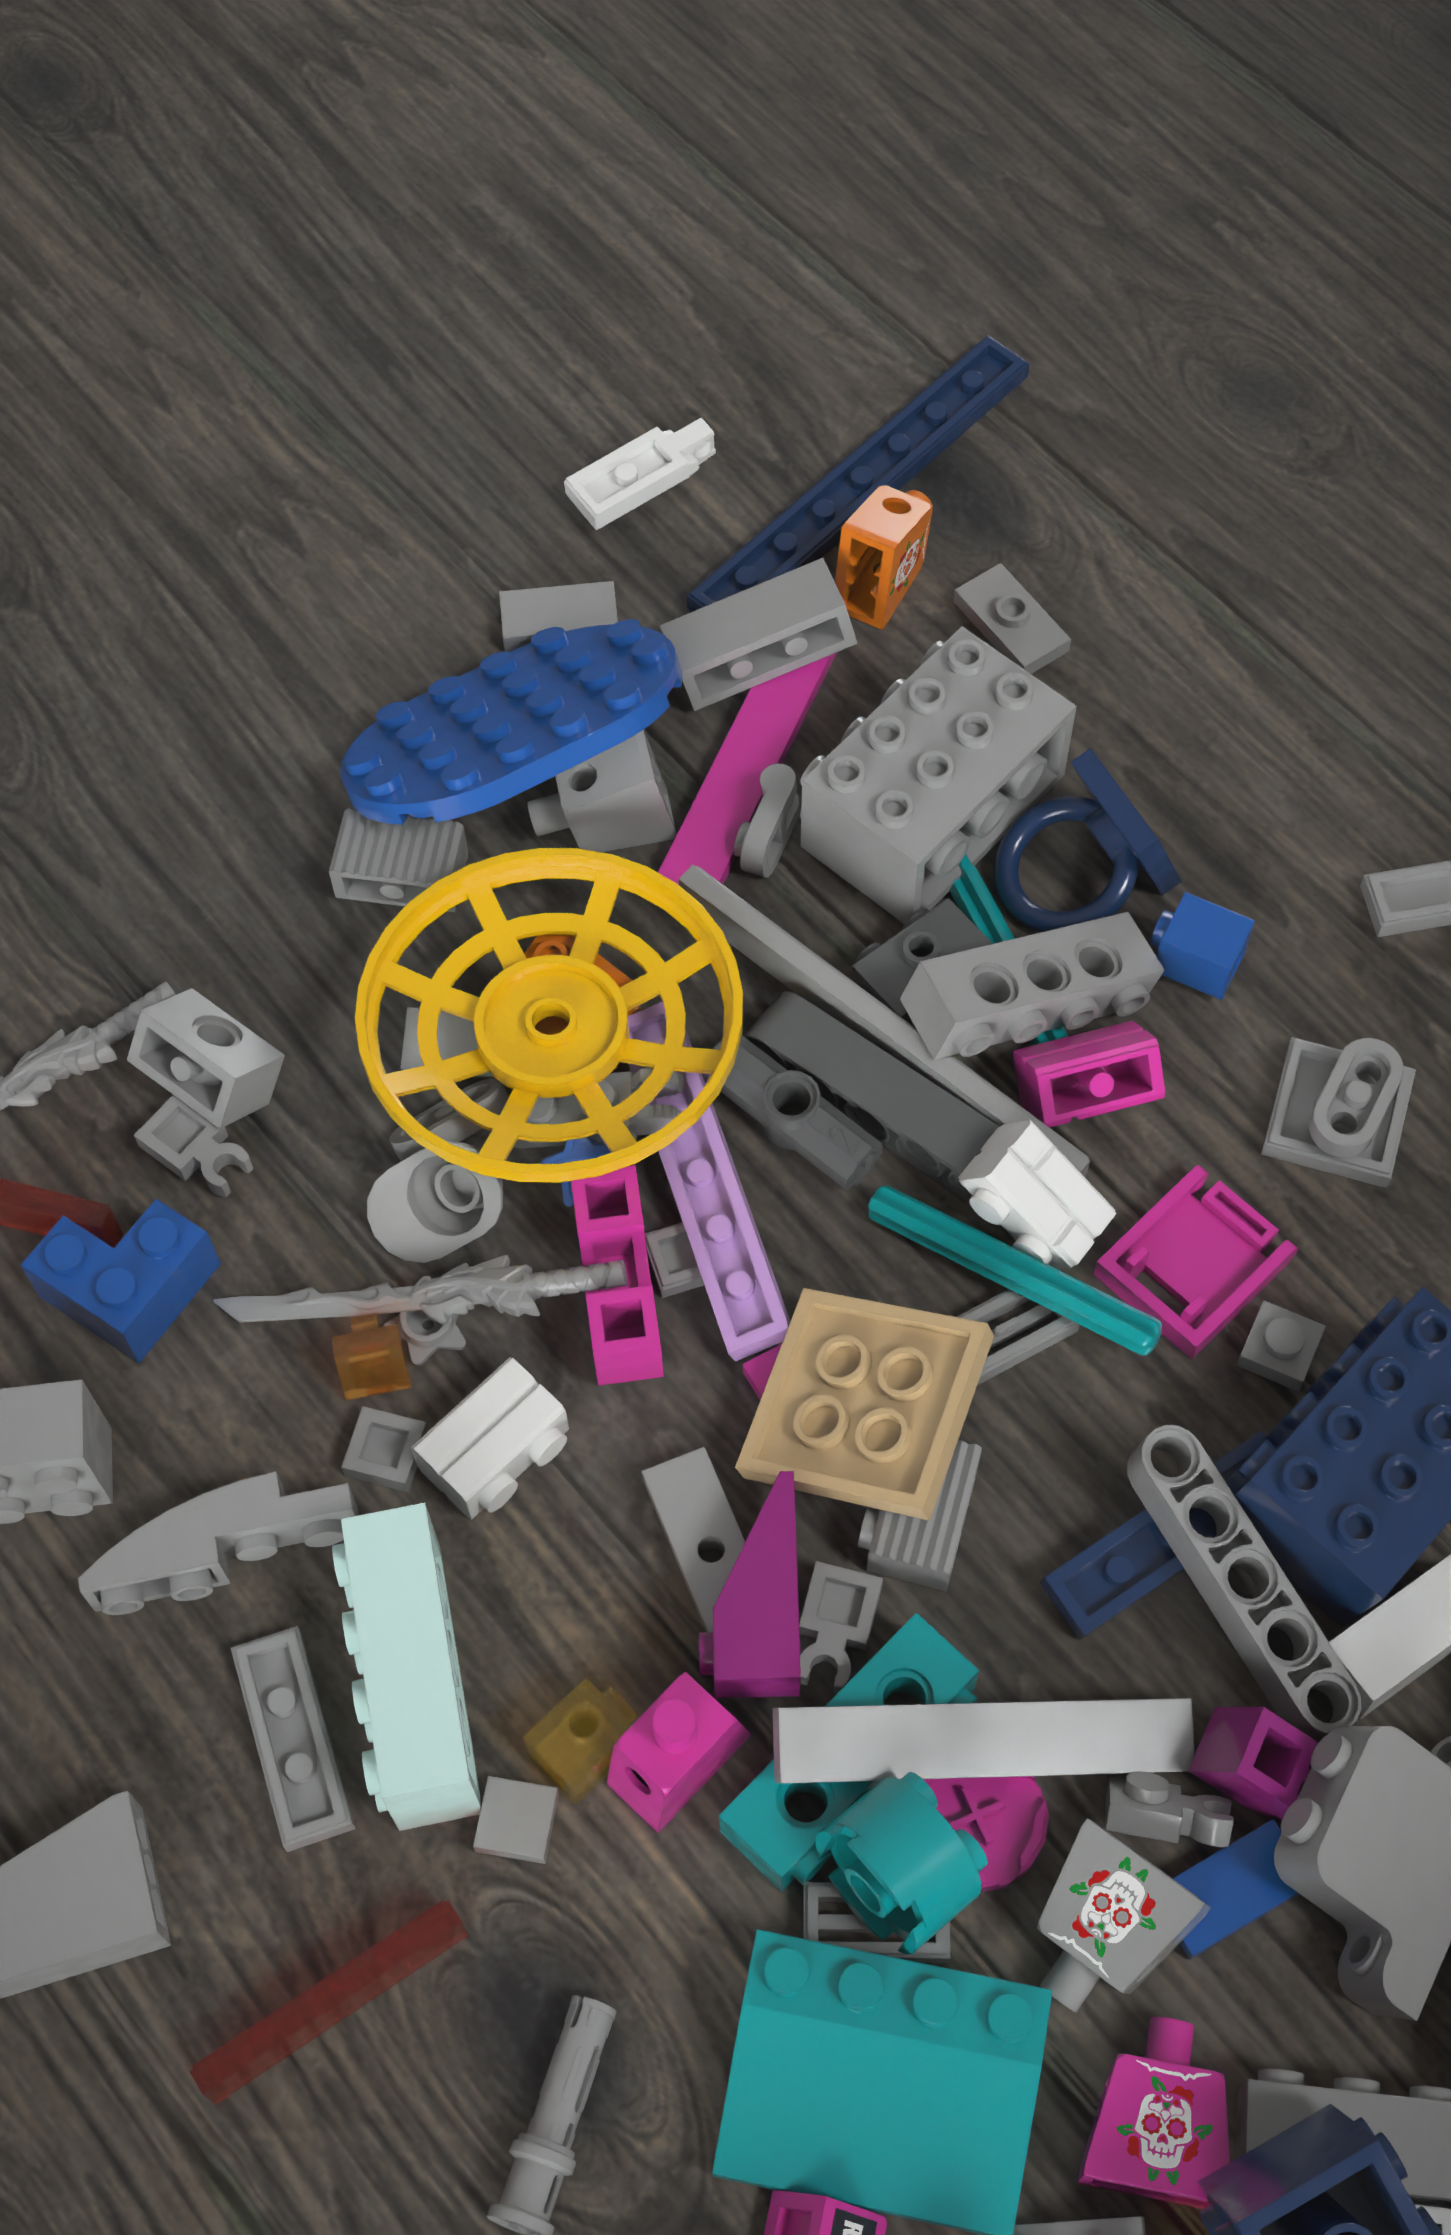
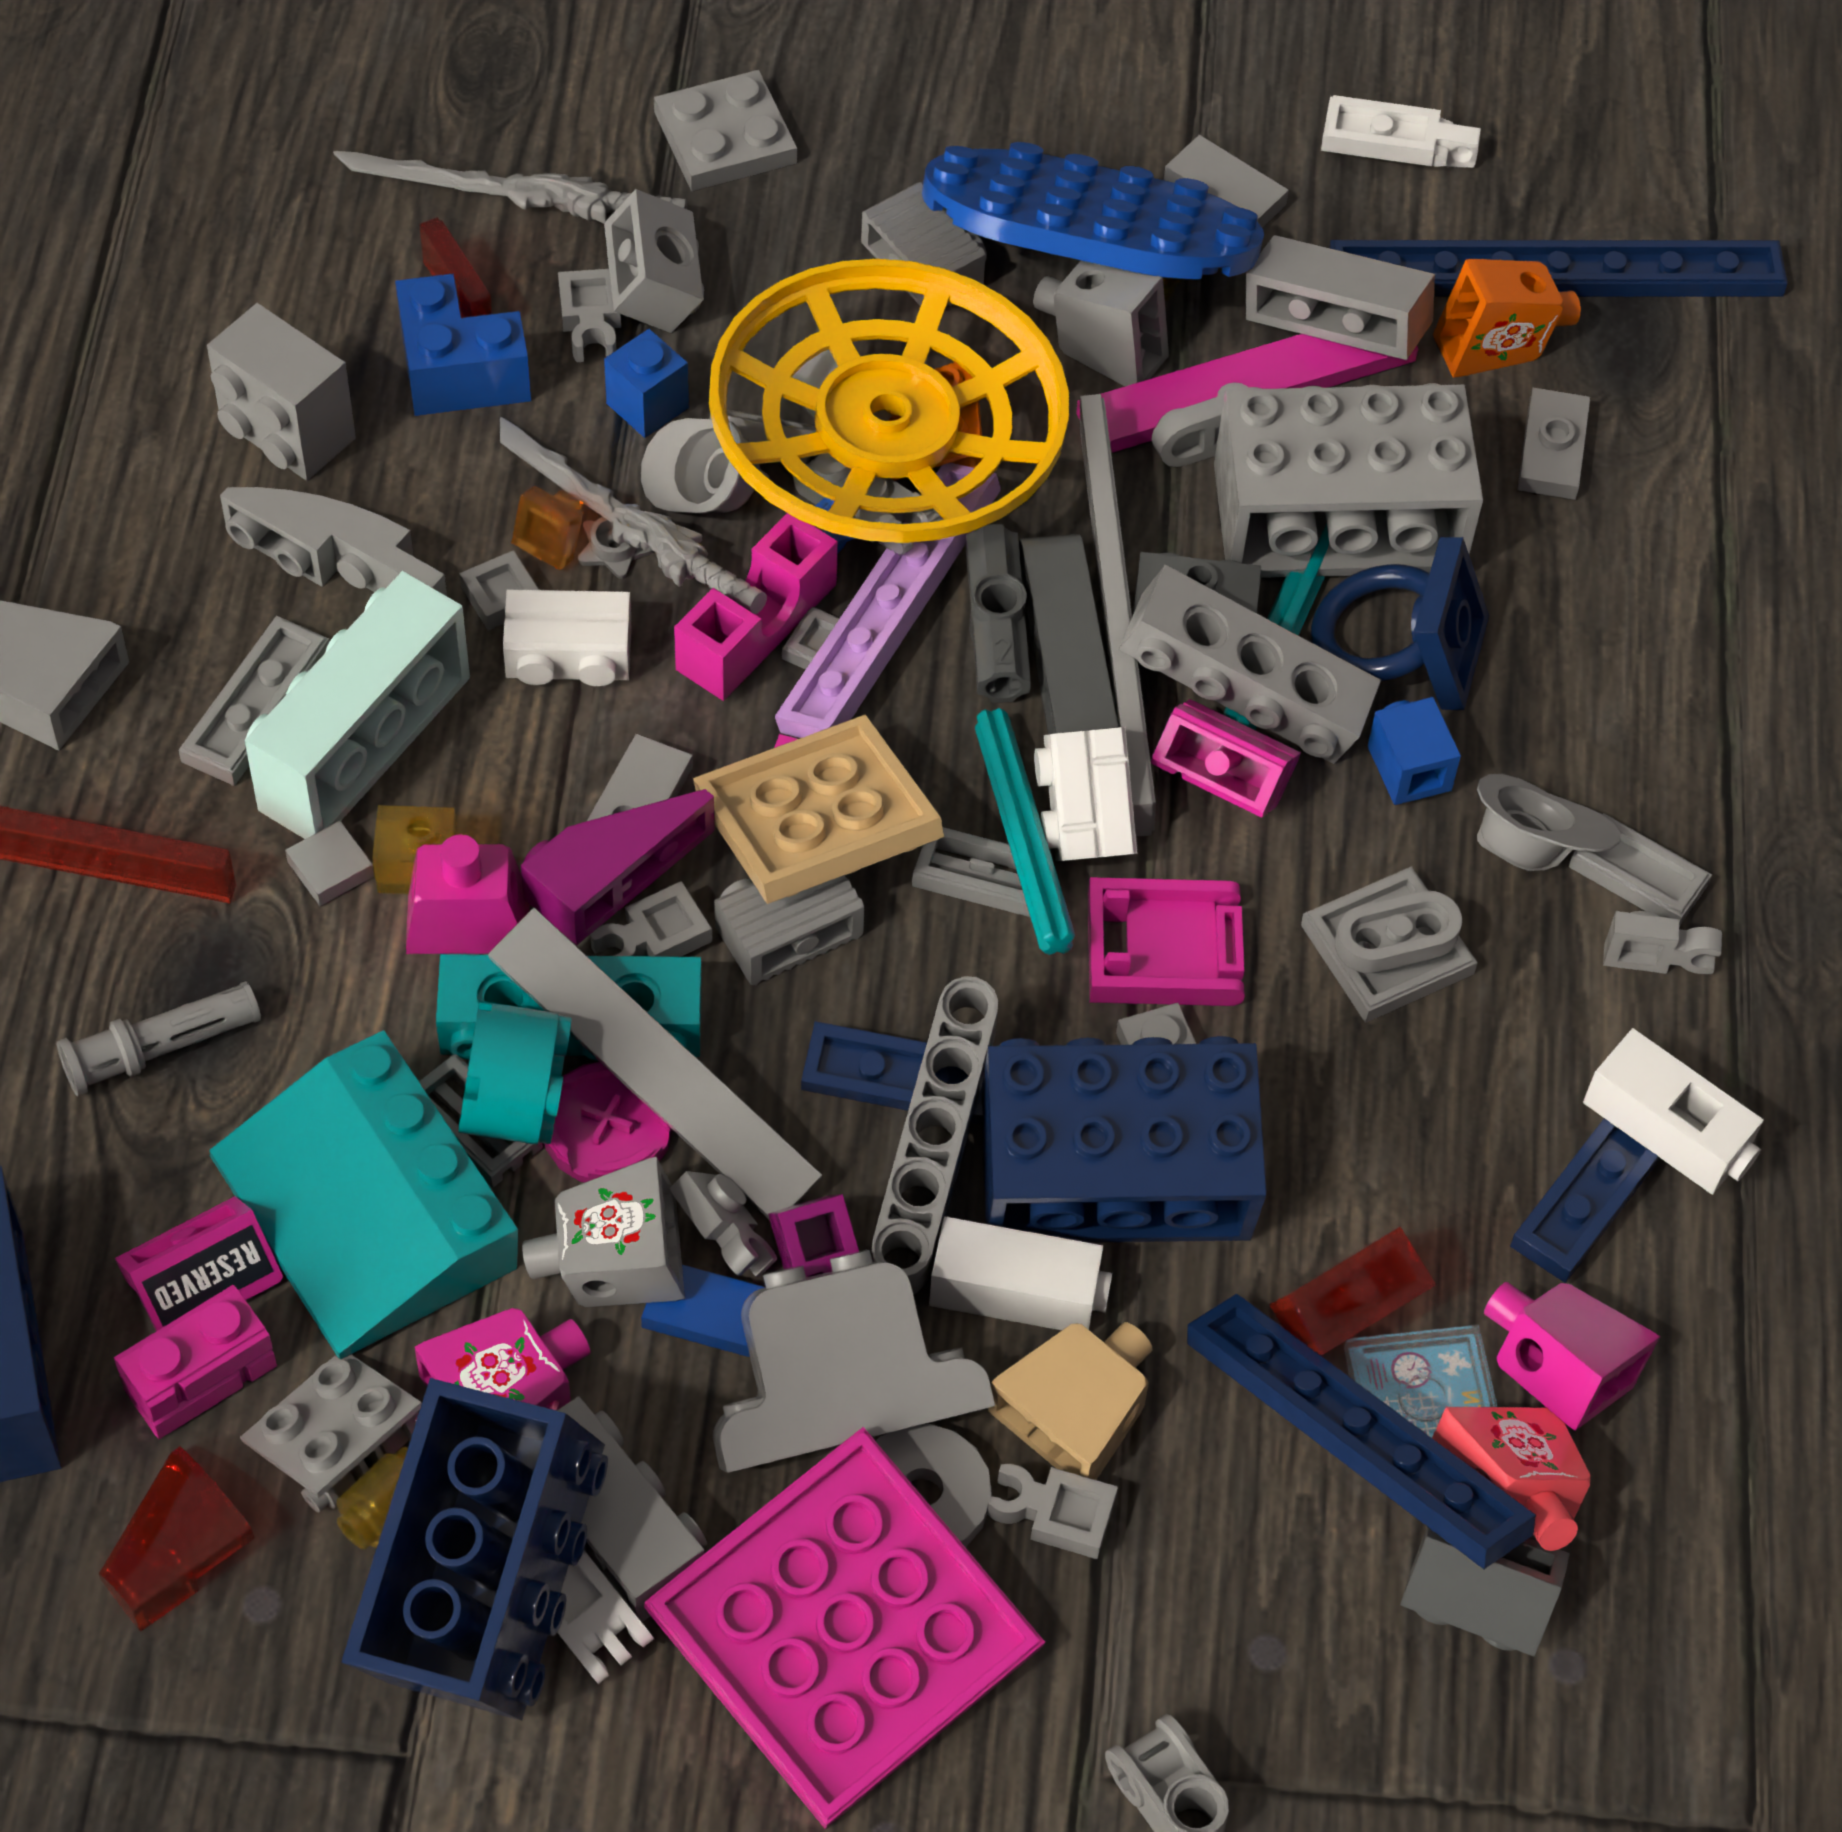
camera: 40 degrees right, 5 degrees down
(124, 896) = (725, 130): none -> light grey plate
(313, 1165) = (646, 383): none -> blue brick
(1346, 924) = (1538, 827): none -> light grey piece

